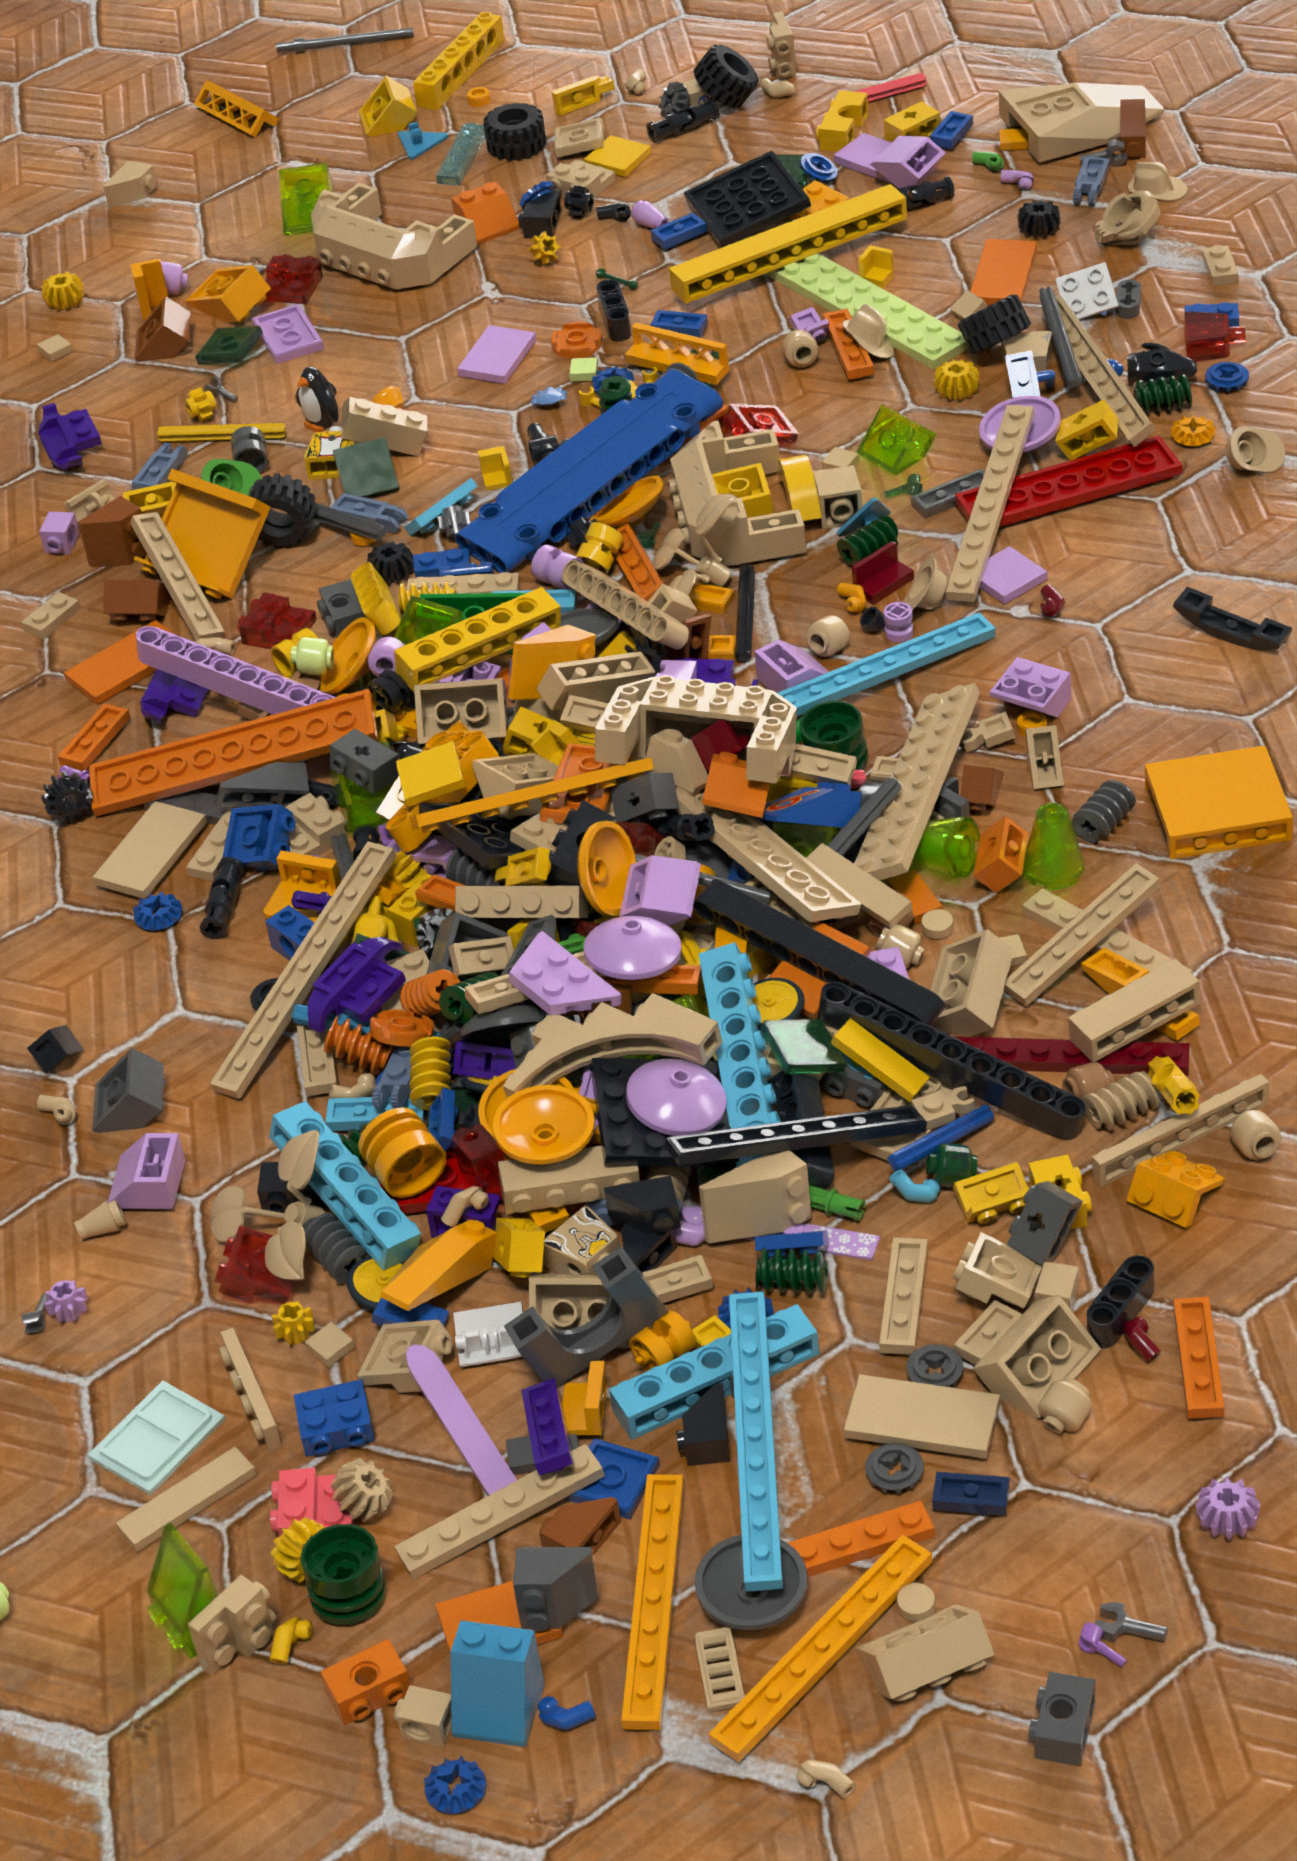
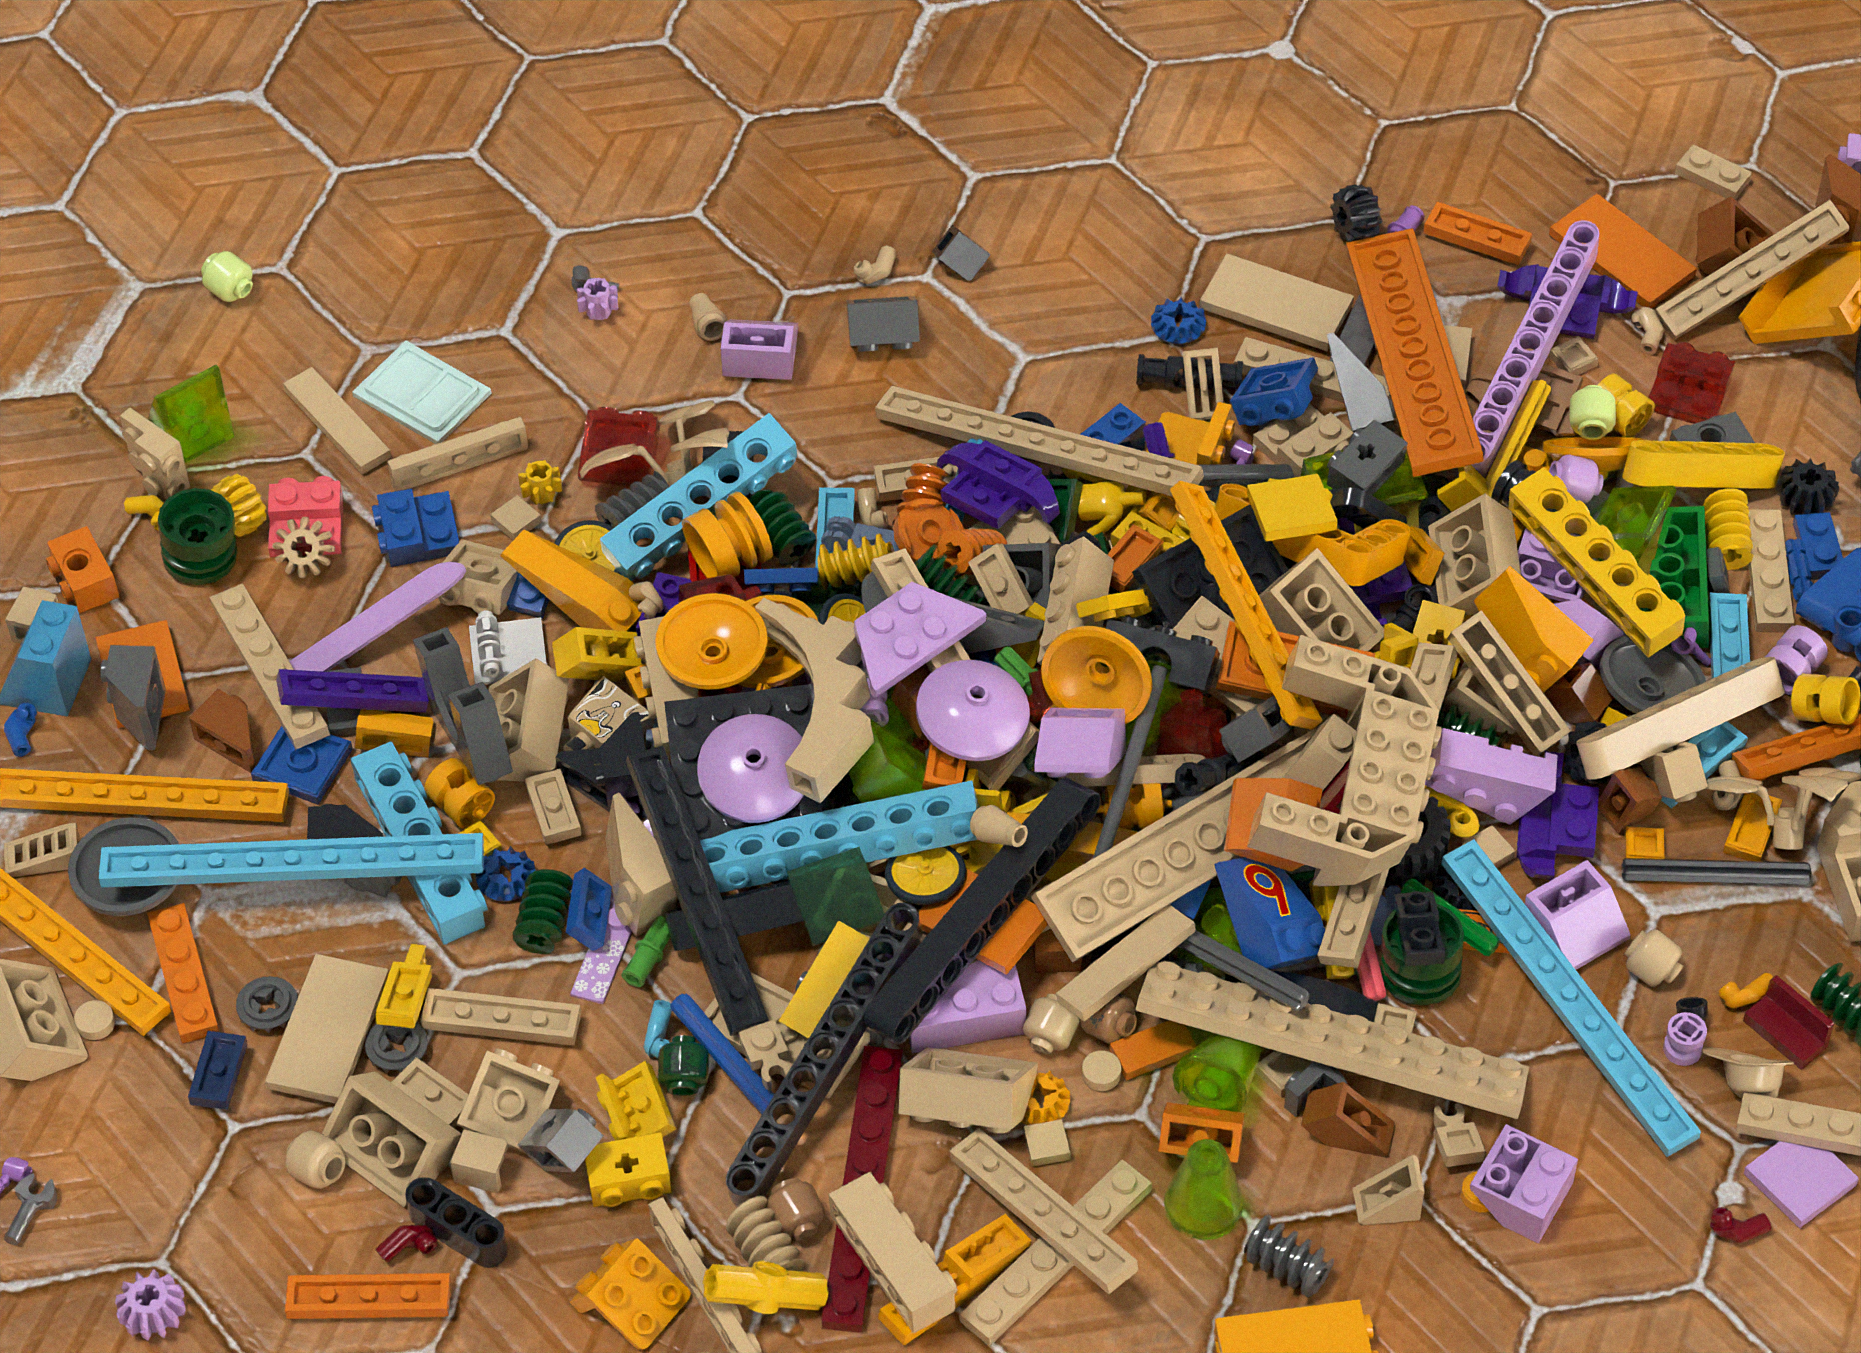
camera: 85 degrees right, 10 degrees up
(242, 882) = (1200, 354): none -> tan tile
(751, 930) = (997, 827): none -> tan cone
(820, 721) = (1419, 928): none -> black slope
(882, 1356) = (405, 990): none -> yellow hinge

